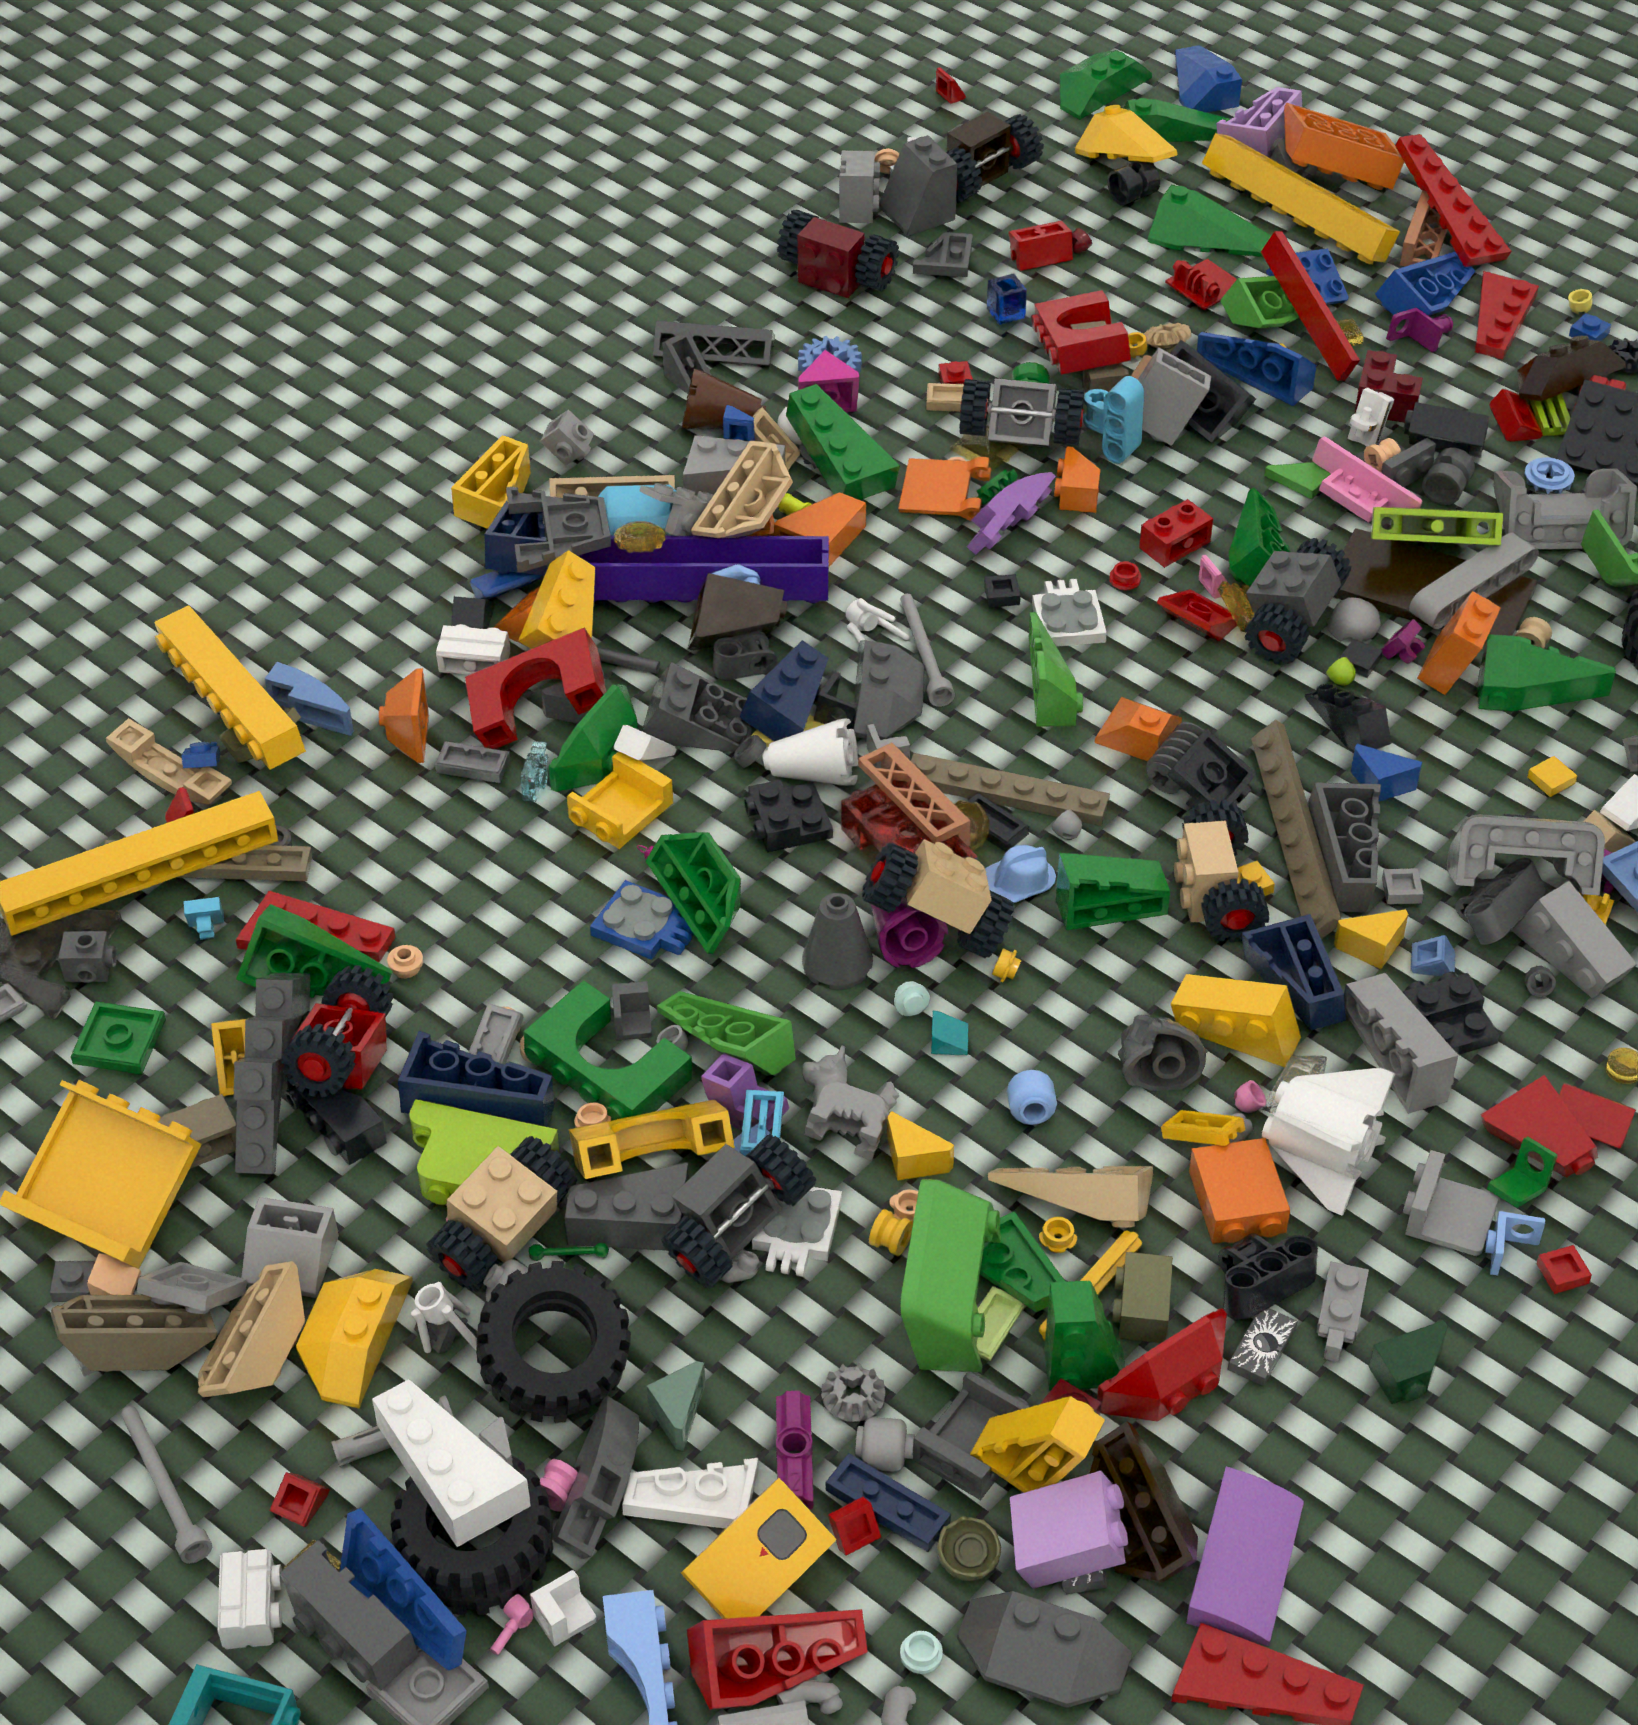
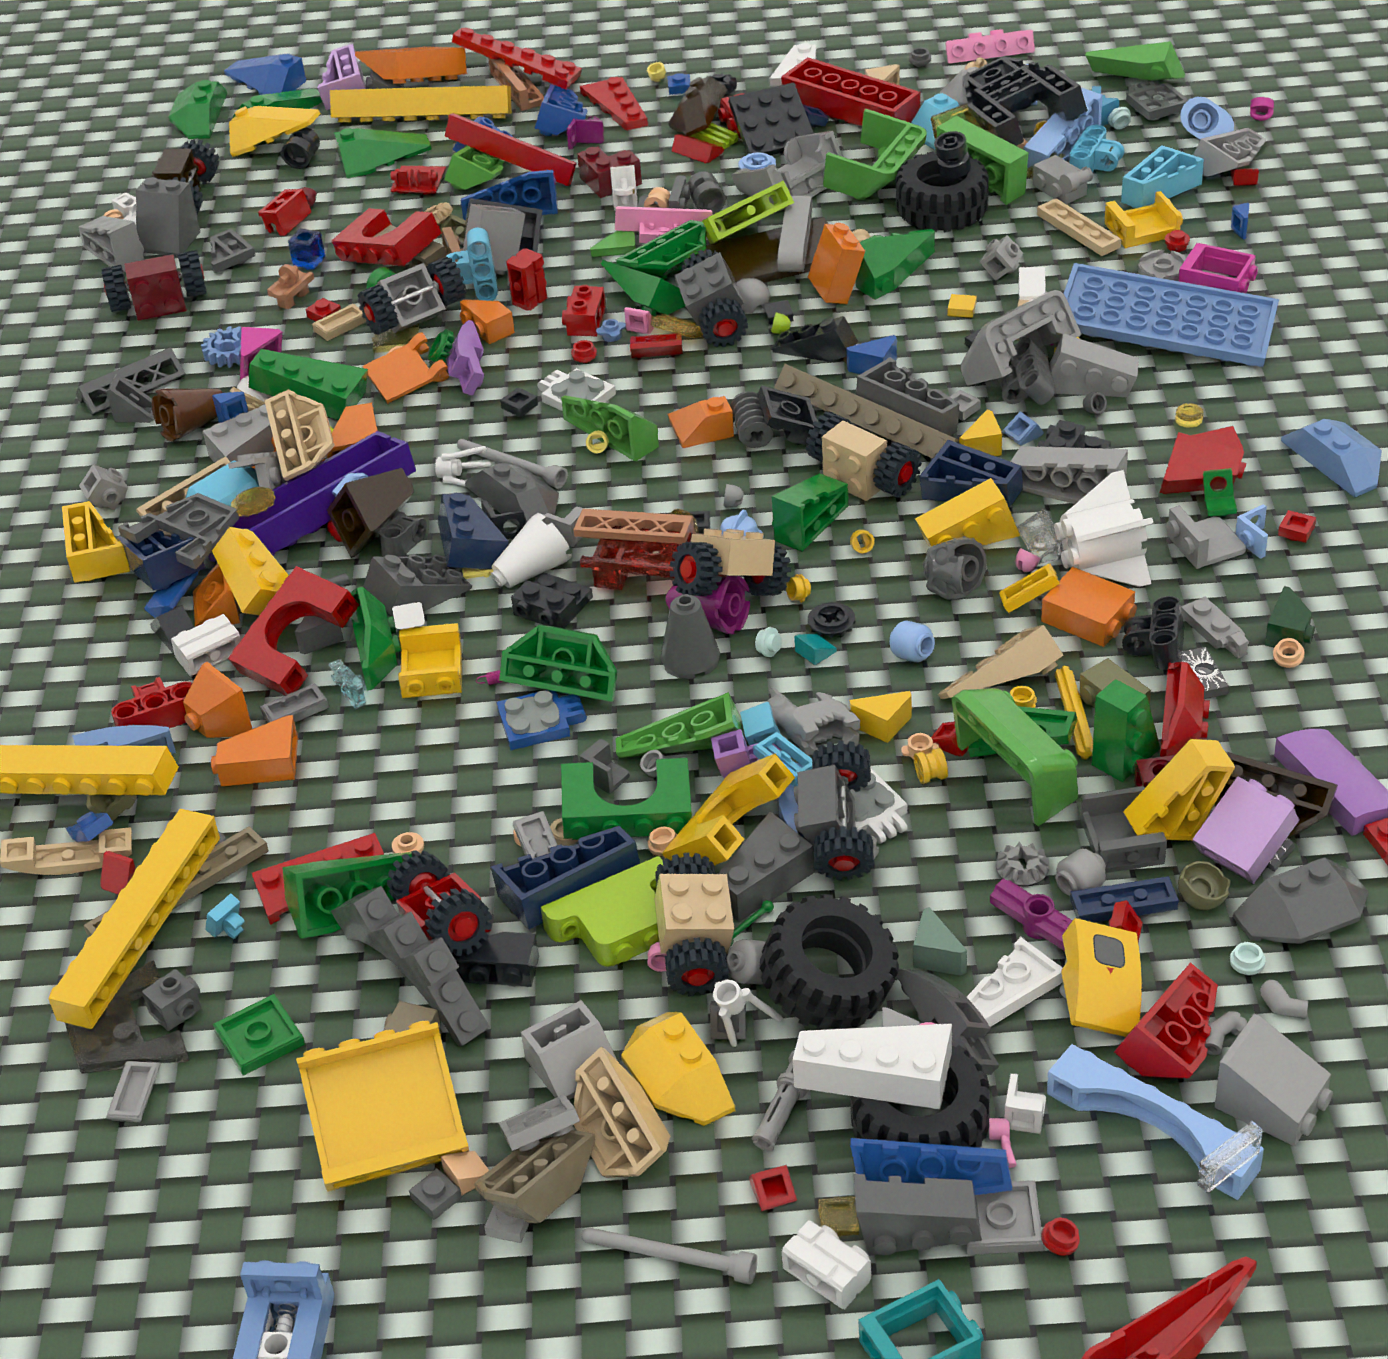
camera: 40 degrees left, 5 degrees down
(228, 1048) = (370, 979): yellow slope -> none
(365, 681) = (153, 705): none -> red piece
(396, 786) = (258, 754): none -> orange slope
(749, 750) = (479, 581): dark grey tile -> none
(787, 1077) = (758, 723): none -> medium azure panel
(948, 87) = (97, 161): red slope -> none
(949, 328) = (290, 284): none -> nougat hips
(1005, 1010) = (829, 612): none -> black gear
(1013, 789) = (688, 493): dark tan plate -> none
(1018, 687) = (597, 447): none -> light yellow hinge
(1116, 959) = (867, 539): none -> yellow hinge
(1154, 462) = (526, 279): none -> red brick
(1179, 569) = (611, 330): none -> medium blue plate
(1308, 517) = (667, 251): none -> green wedge
(1370, 1383) = (1289, 646): none -> light nougat plate
(1404, 643) = (794, 288): magenta tile -> none
(1447, 428) = (680, 161): black window -> none

